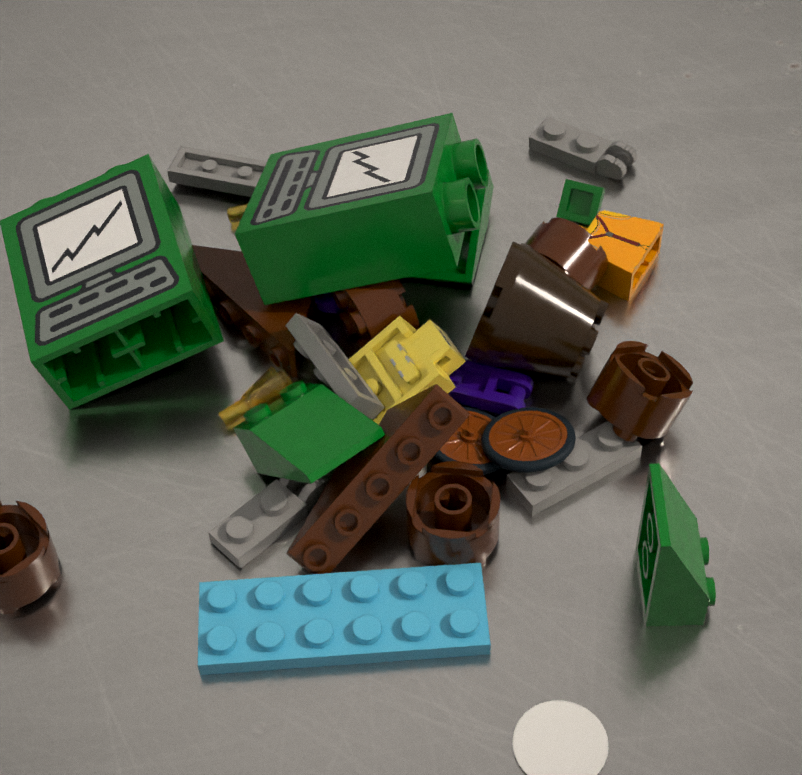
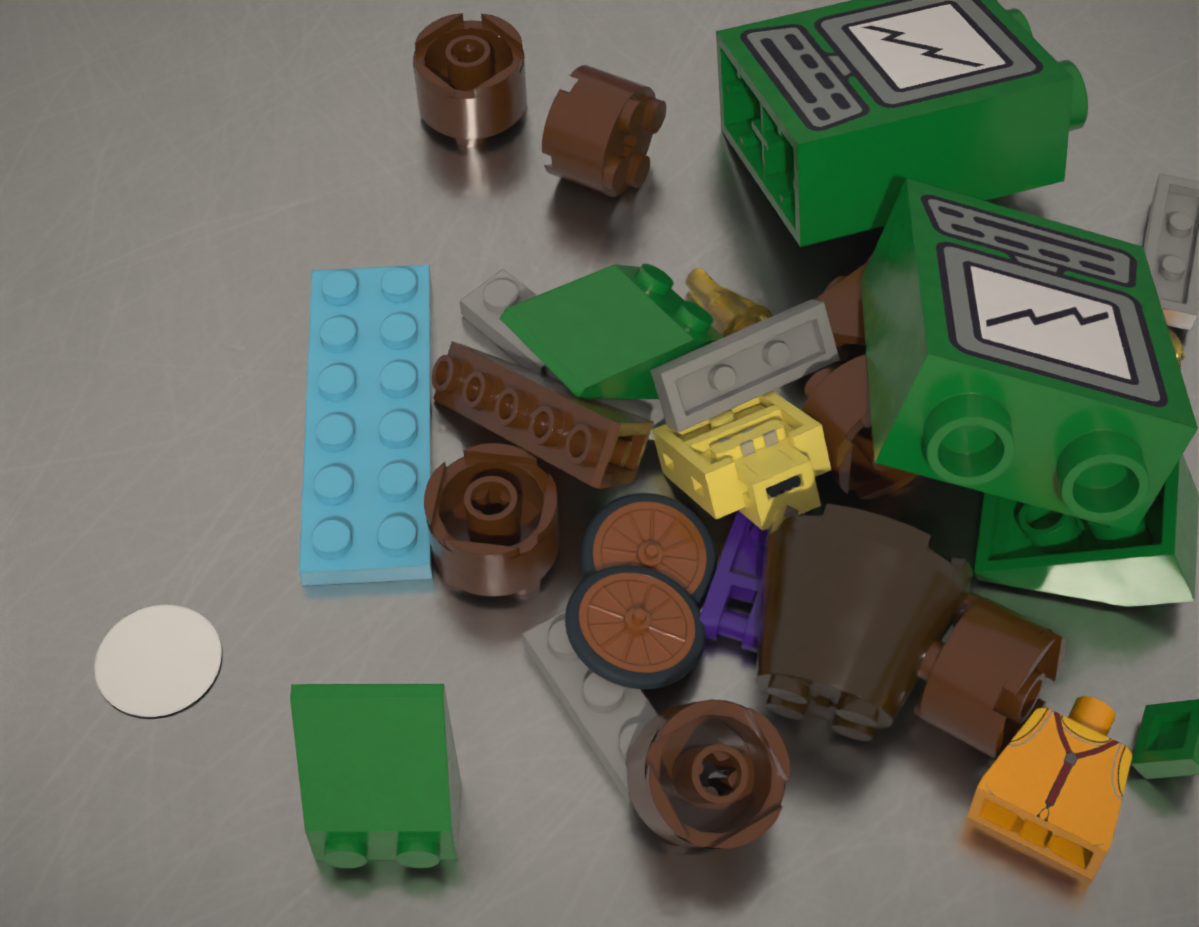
camera: 90 degrees right, 5 degrees up
(93, 456) = (602, 131): none -> reddish brown brick

